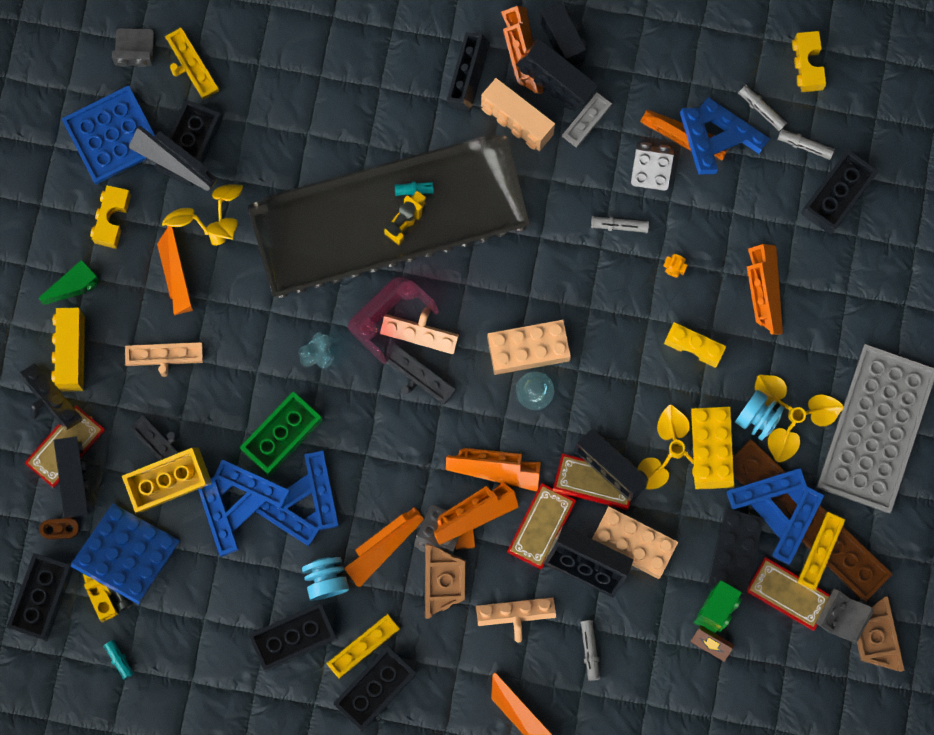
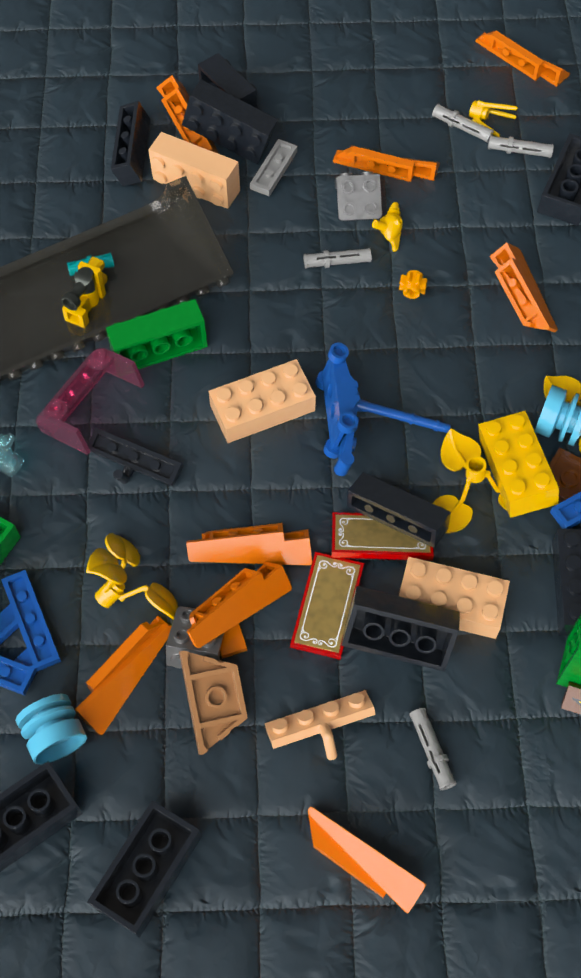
camera: 10 degrees left, 15 degrees down
(363, 646) = (120, 813): yellow tile -> none
(385, 477) = (107, 566): none -> yellow plant
(419, 332) = (125, 412): light nougat plate -> none
(457, 272) = (159, 334): none -> green brick
(535, 390) = (281, 449): clear light blue plate -> none
(589, 370) = (344, 402): none -> blue piece
(672, 202) = (390, 225): none -> yellow piece
(688, 340) = (476, 359): yellow arch -> none
(735, 132) = (432, 148): blue plate -> none
(782, 98) = (480, 110): none -> yellow plant
(809, 77) = (492, 63): yellow arch -> none
(838, 47) = (521, 58): none -> orange wedge

